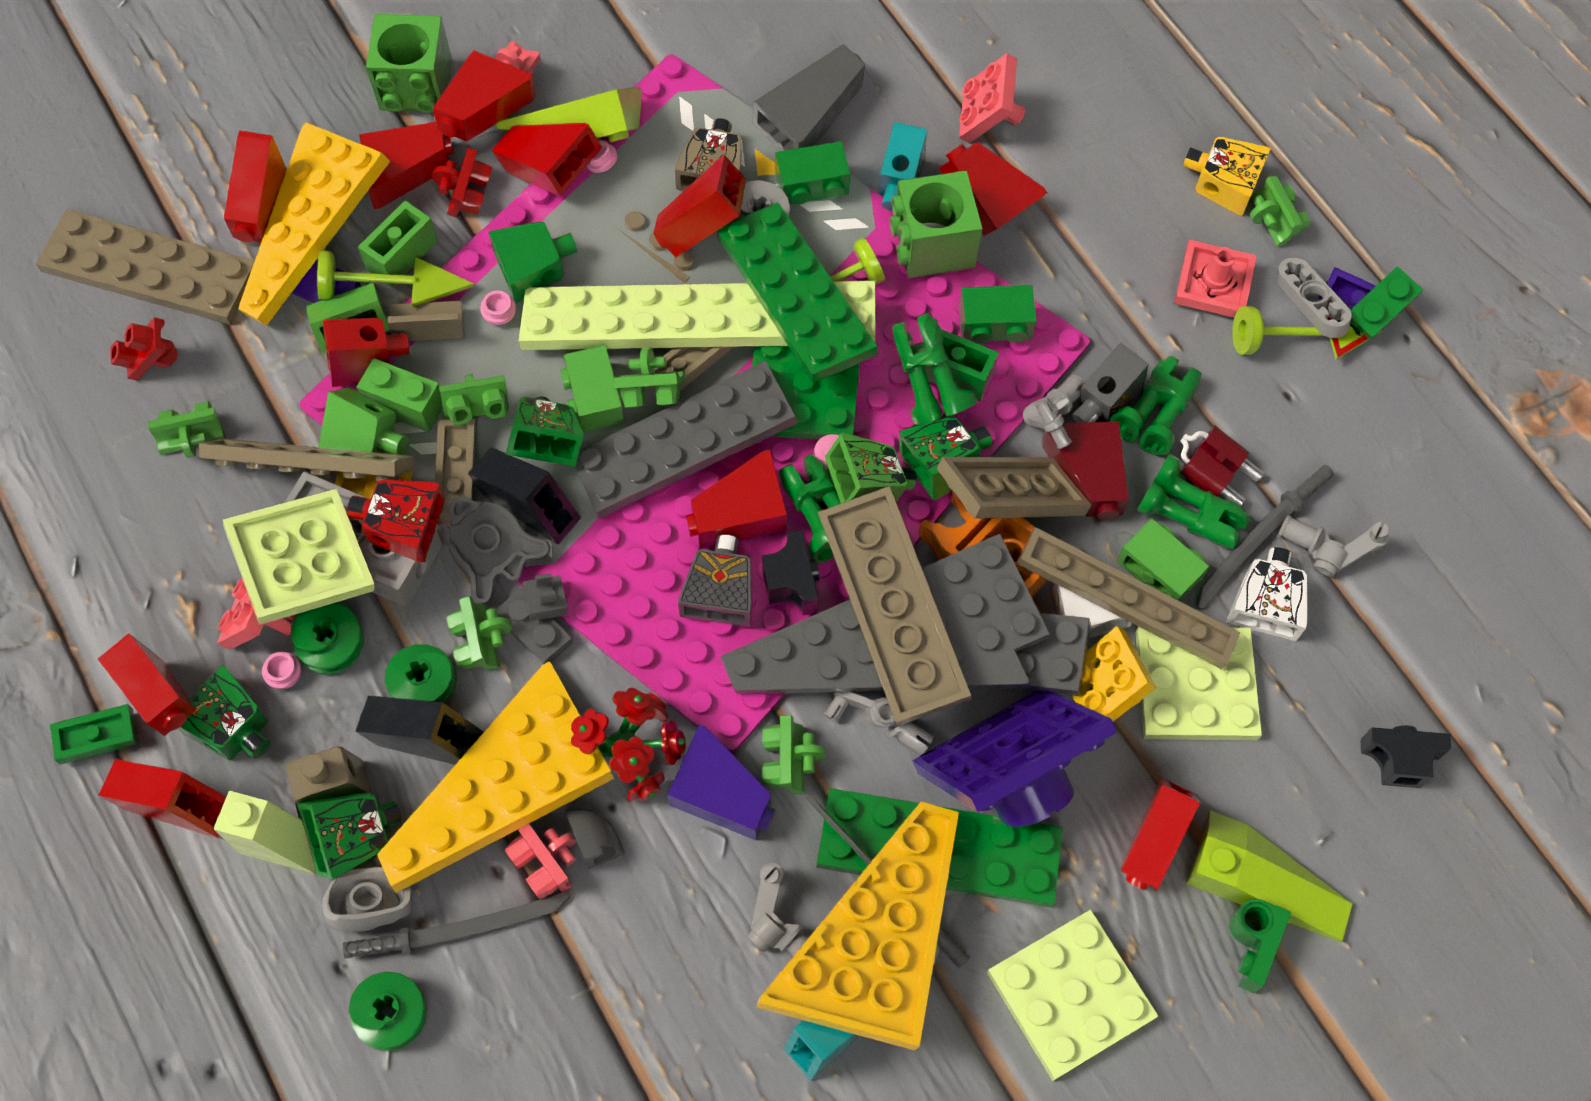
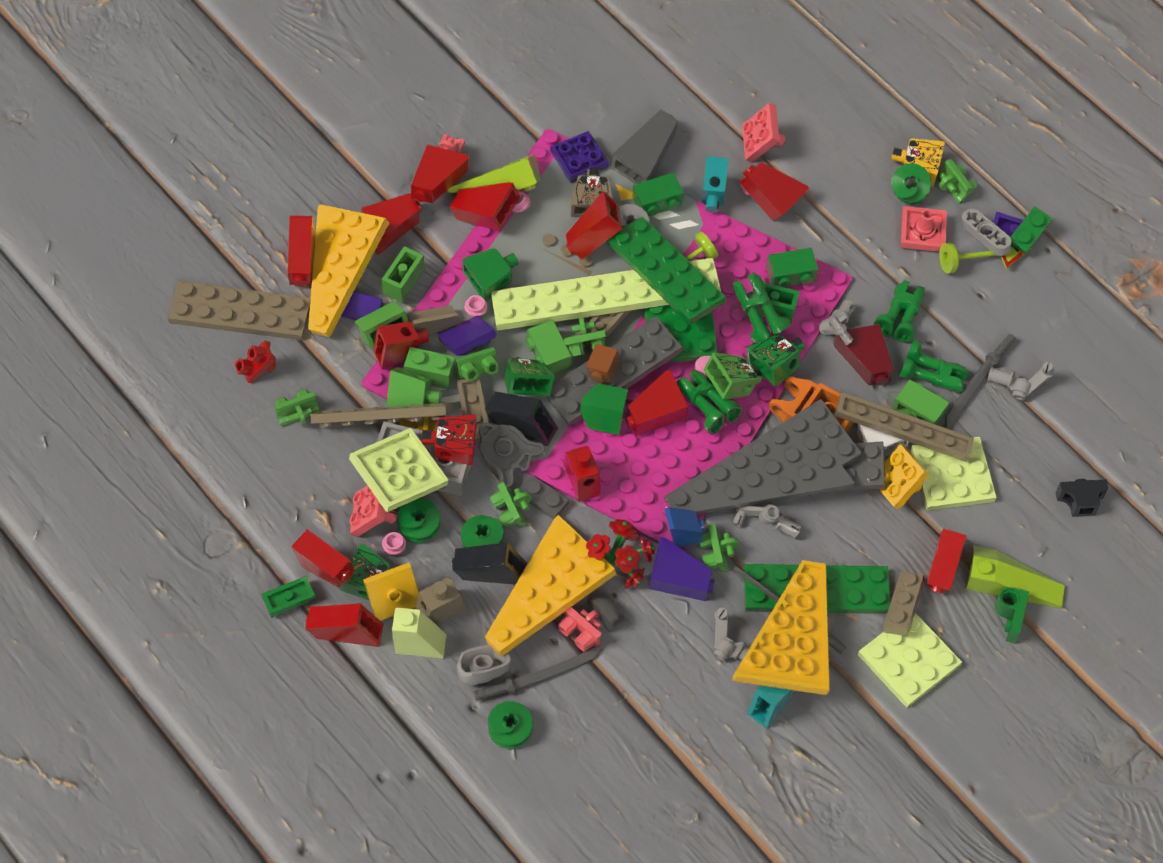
camera: 10 degrees left, 5 degrees down
(248, 753) = (392, 590): none -> yellow plate
(346, 830) = (461, 626): green torso -> none
(408, 61) = (378, 144): bright green brick -> none
(428, 280) = (427, 295): lime piece -> none
(469, 353) = (467, 336): none -> dark purple tile
(471, 171) = (429, 229): red hips -> none
(545, 597) = (548, 477): dark grey tile -> none
(597, 595) = (582, 467): none -> red torso
(655, 497) = (604, 408): none -> green slope
(663, 427) = (603, 364): none -> dark orange brick
(706, 97) = (578, 155): none -> dark purple tile
(718, 585) = (655, 455): torso -> none
(738, 715) = (684, 526): none -> blue slope
(791, 575) = (697, 443): black brick -> none
(894, 606) = (766, 448): dark tan plate -> none
(939, 200) = (746, 202): bright green brick -> none
(1013, 487) = (823, 371): dark tan plate -> none
(1017, 757) = (855, 526): dark purple piece -> none
(1077, 898) = (904, 603): none -> dark tan plate
(1112, 386) = (871, 303): dark grey torso -> none
(1216, 462) = (942, 341): dark red piece -> none
(1225, 203) = (900, 185): none -> green piece
(1272, 597) = (990, 417): white torso -> none

